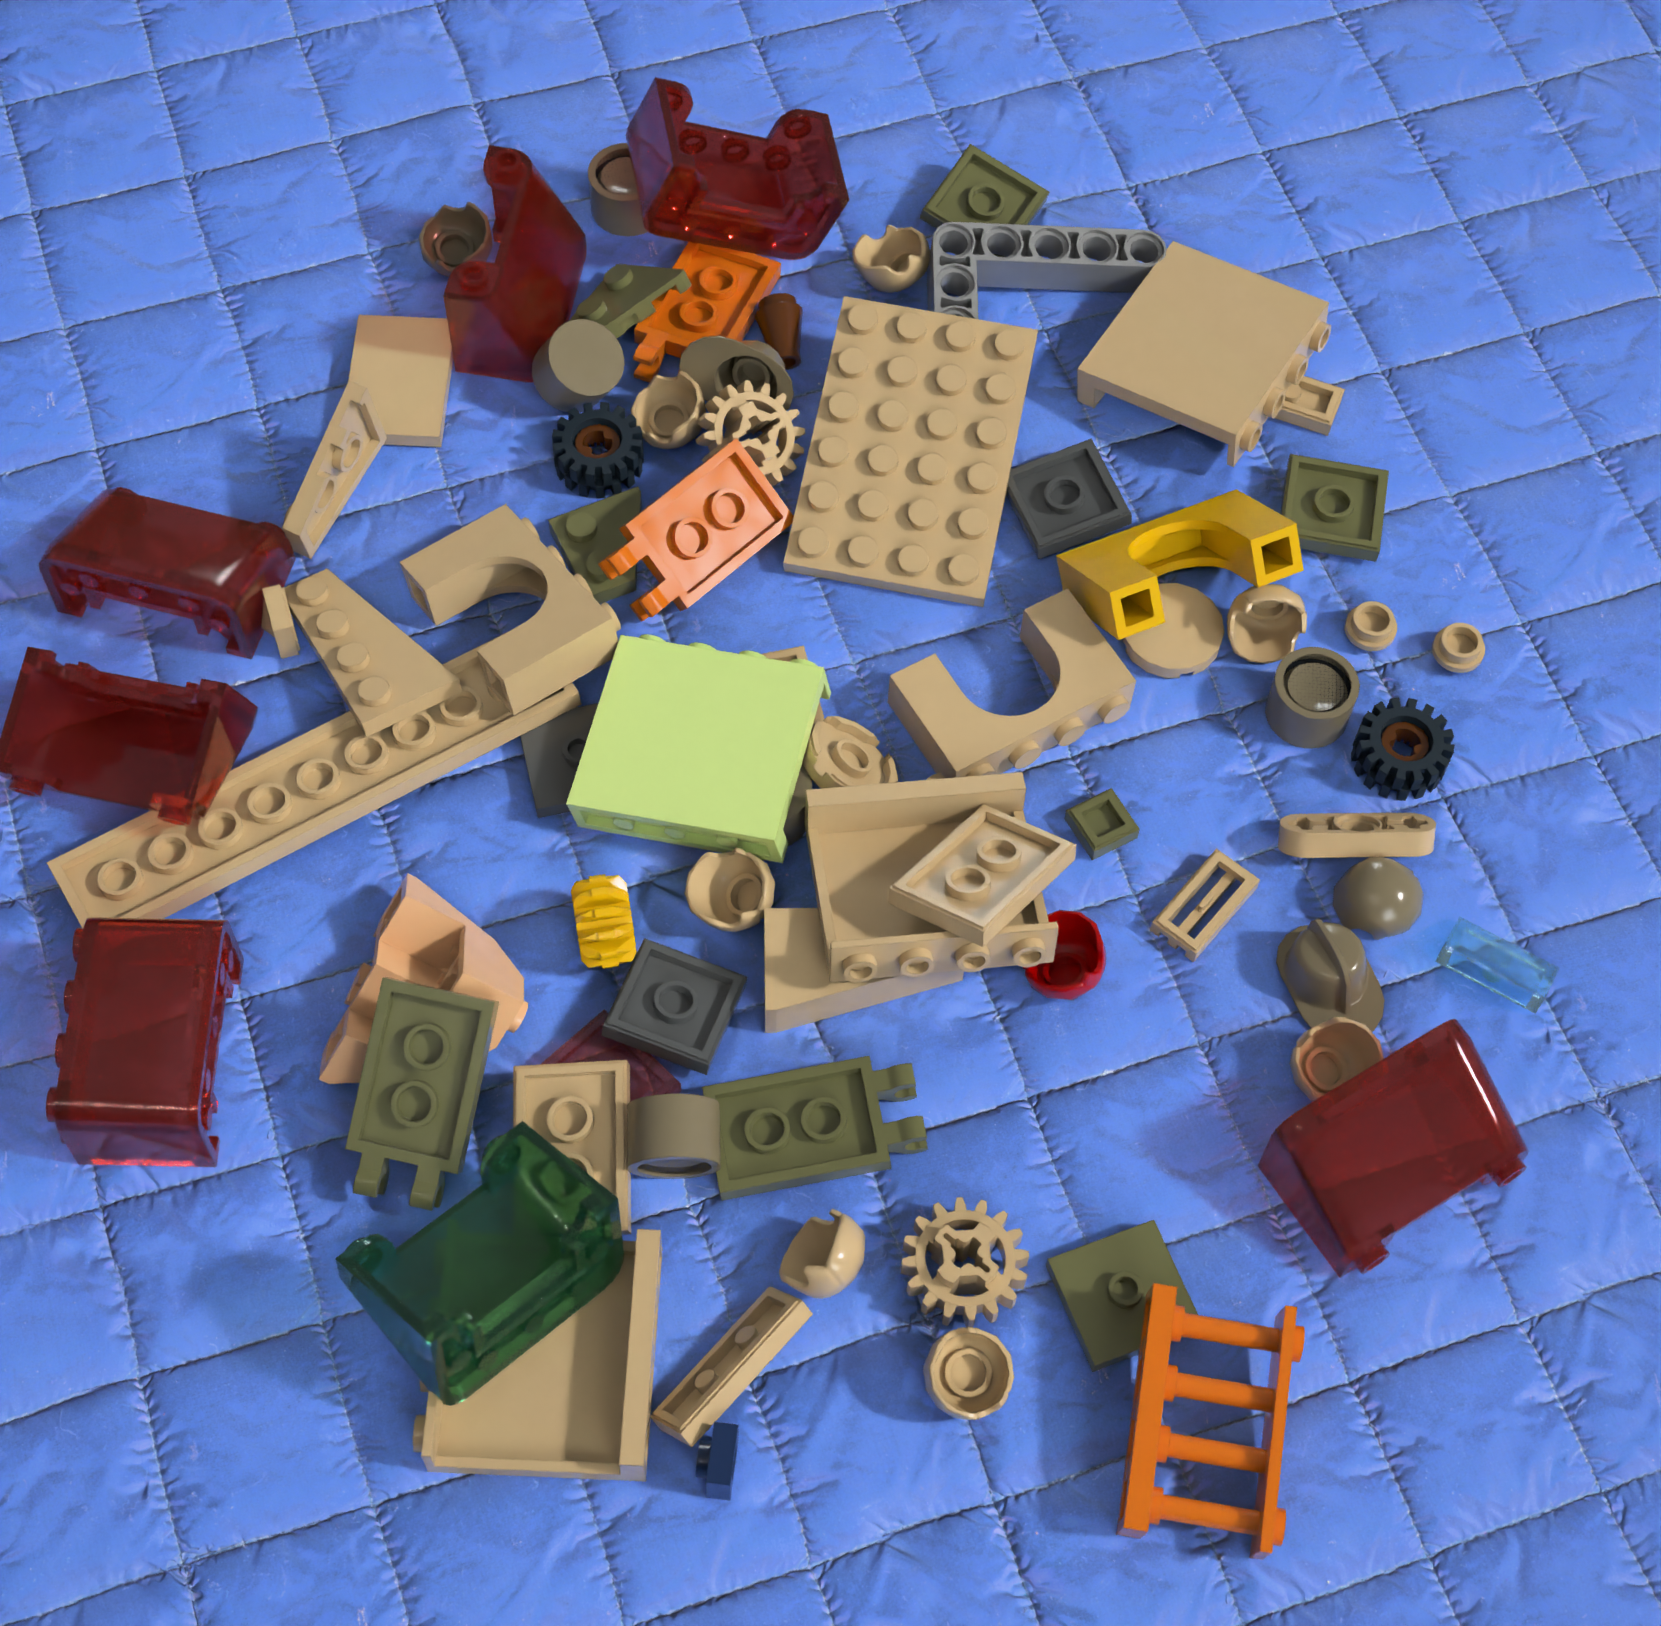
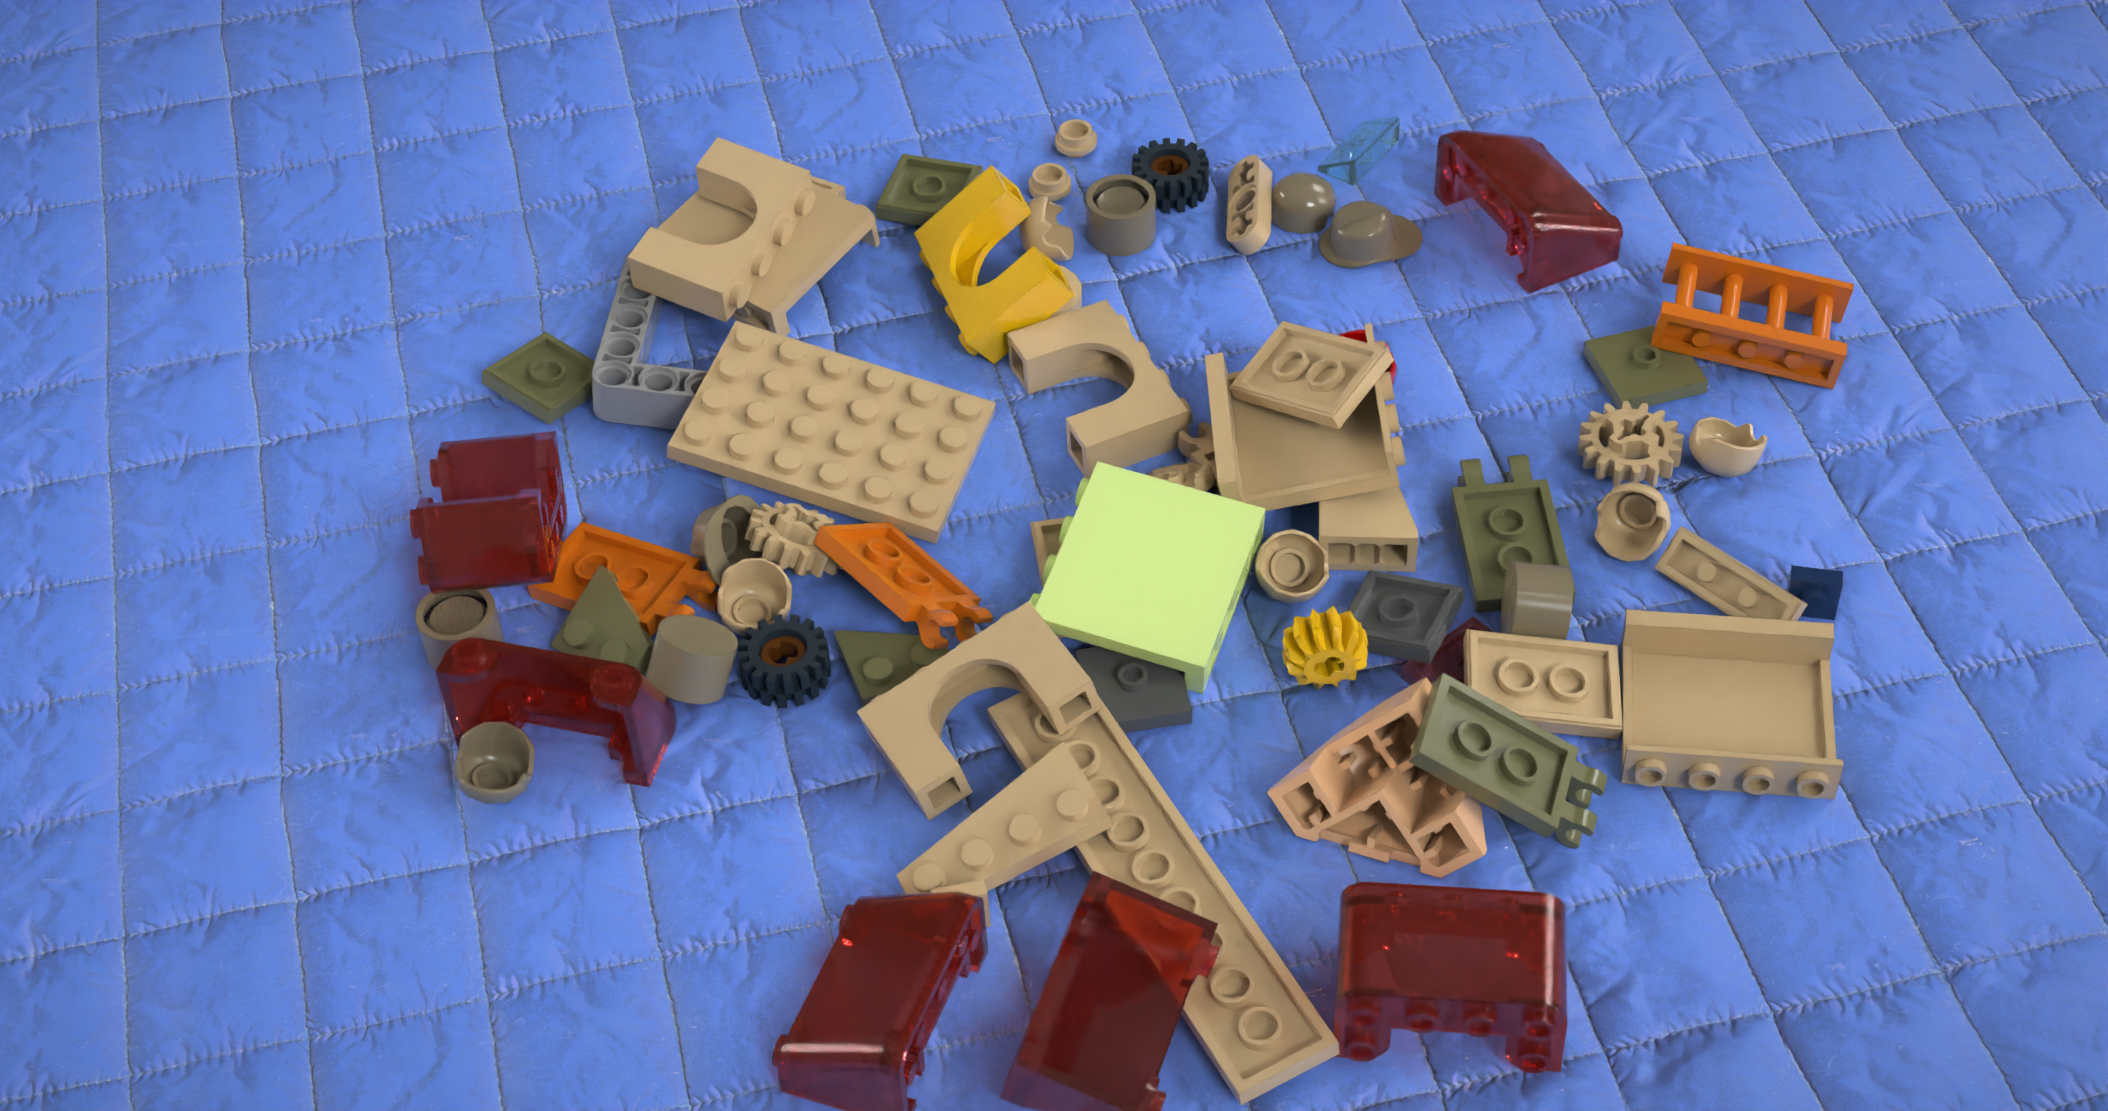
camera: 80 degrees left, 15 degrees down
(336, 469) = (775, 840): tan wing -> none
(406, 373) = (658, 826): tan tile -> none
(492, 1267) = (1672, 703): clear green windscreen -> none
(781, 326) = (663, 522): reddish brown cone -> none
(892, 260) = (603, 434): tan hair -> none
(1066, 499) = (899, 339): dark grey plate -> none
(1101, 824) = (1231, 343): olive tile -> none
(1180, 935) = (1298, 303): tan tile -> none
(1216, 336) = (720, 276): none -> tan arch
(1332, 1055) = (1453, 228): tan hair -> none

